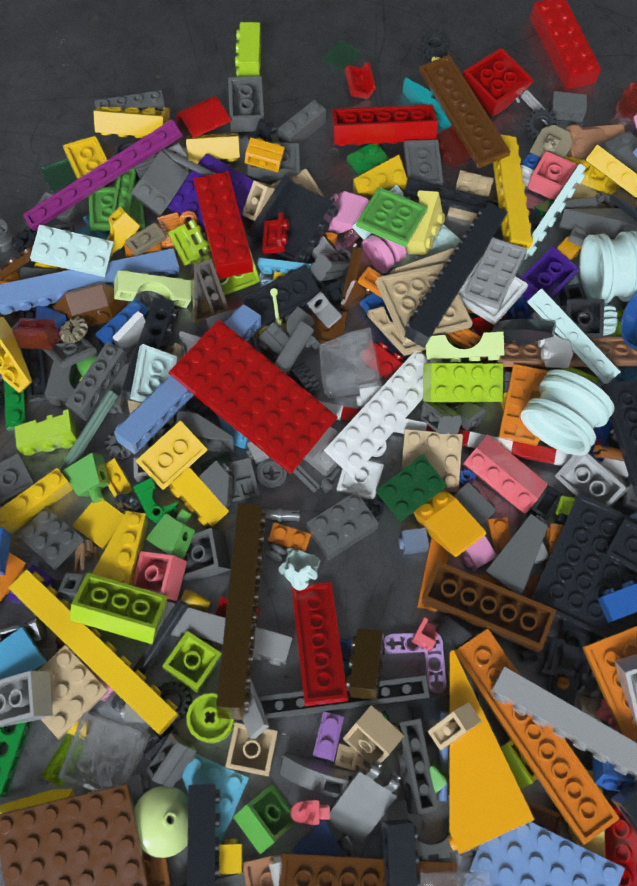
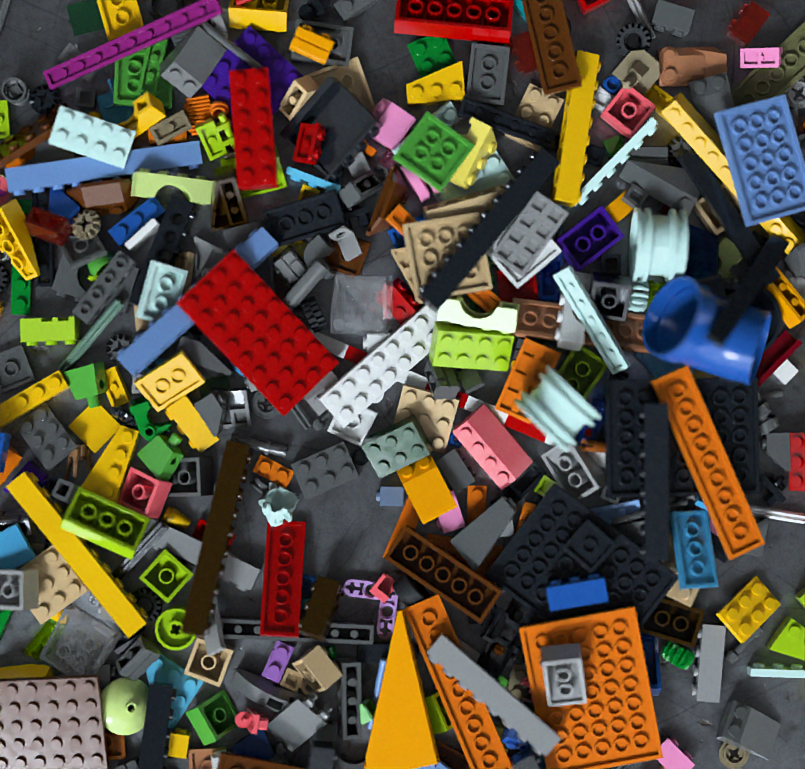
camera: 10 degrees right, 20 degrees up
(274, 293) = (296, 214): yellowish green hinge -> none
(454, 726) = (386, 677): tan slope -> none
(525, 330) = (543, 304): black slope -> none

